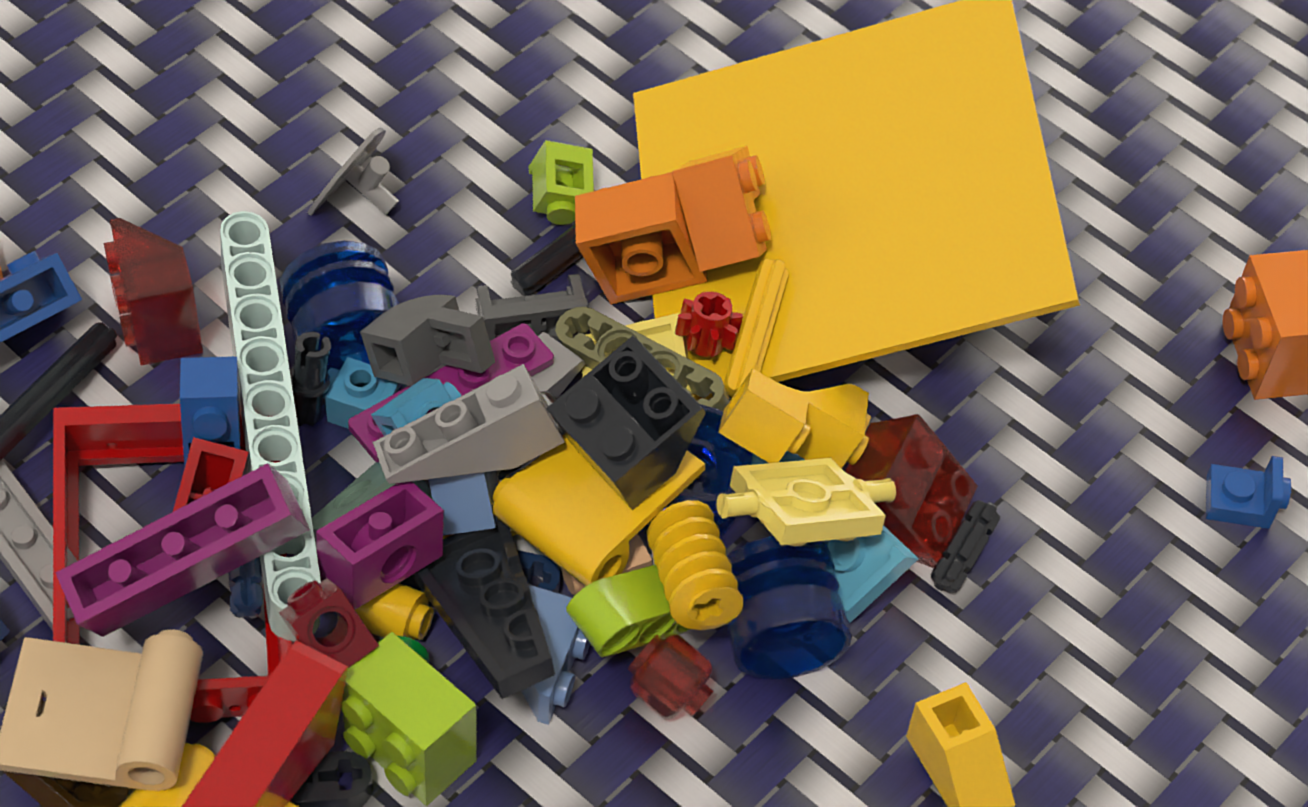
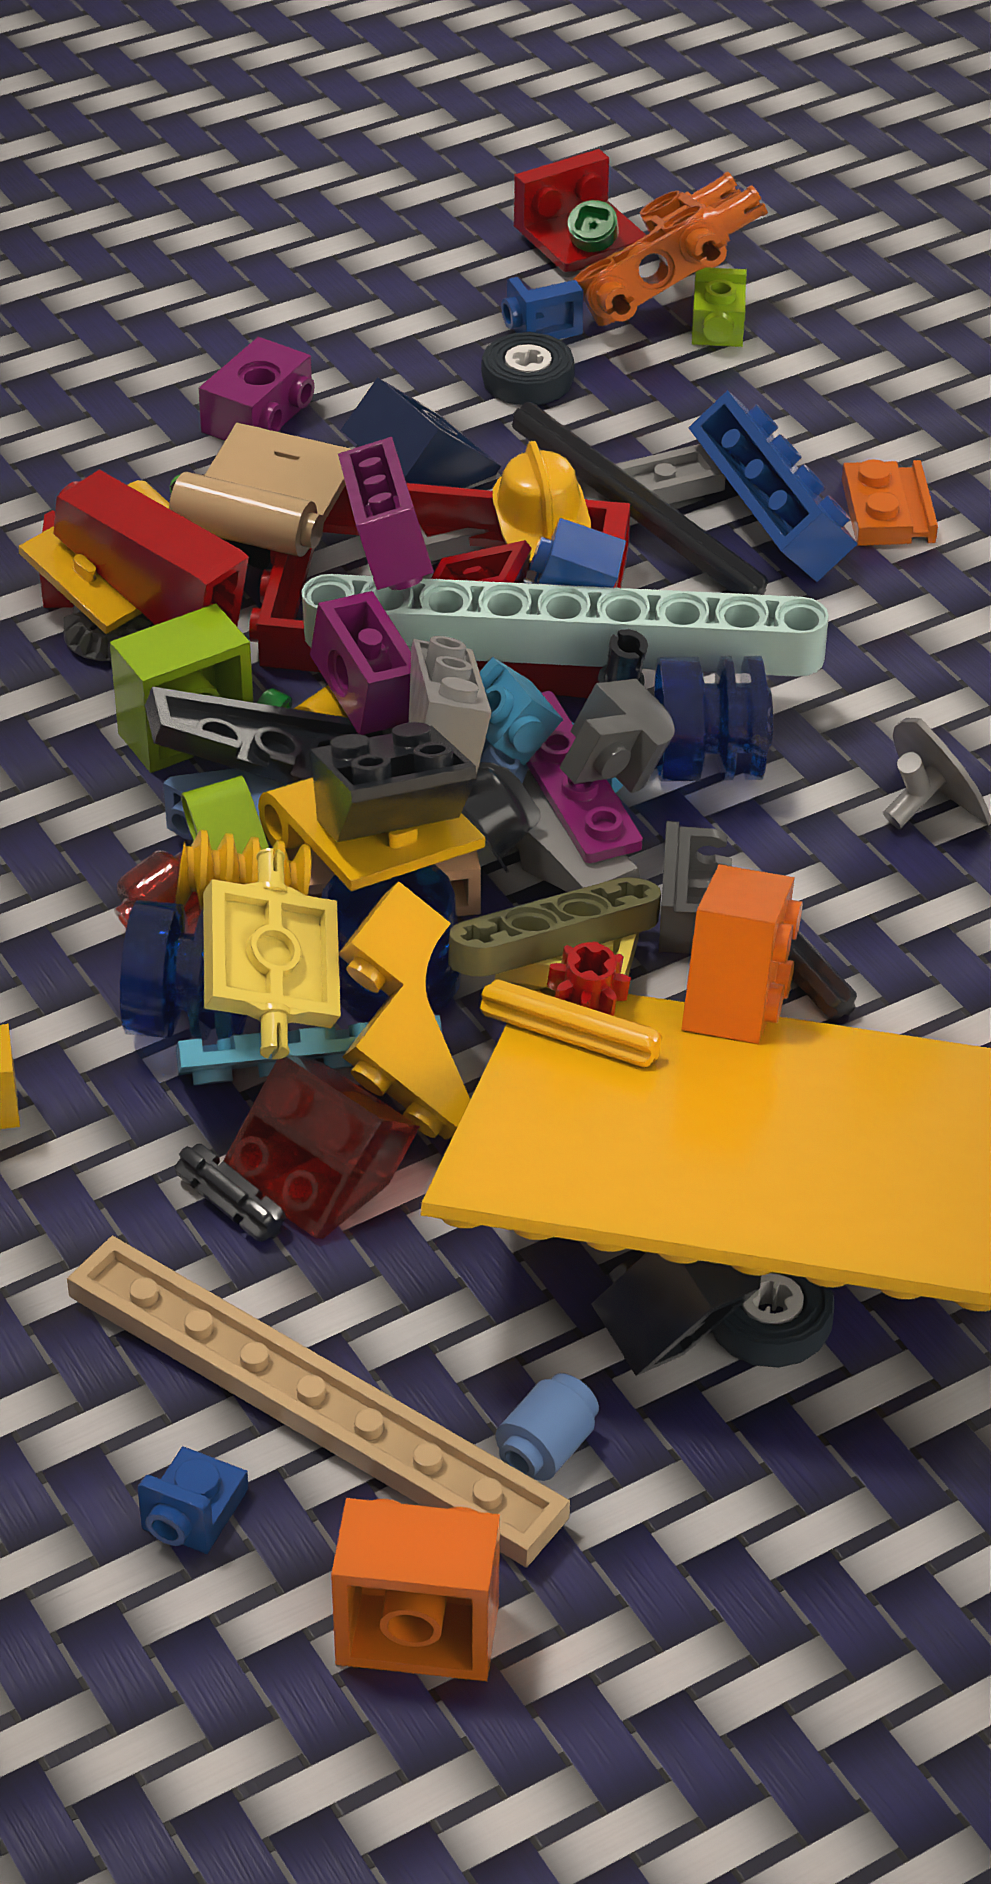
camera: 110 degrees right, 10 degrees down
(74, 476) = (535, 494): none -> yellow piece
(154, 292) = (783, 564): clear red slope -> none
(350, 637) = (269, 598): dark red brick -> none
(558, 185) = (882, 944): lime brick -> none
(720, 207) = (759, 989): orange brick -> none
(1102, 303) = (547, 1426): none -> medium blue brick
(1128, 453) = (315, 1396): none -> tan plate

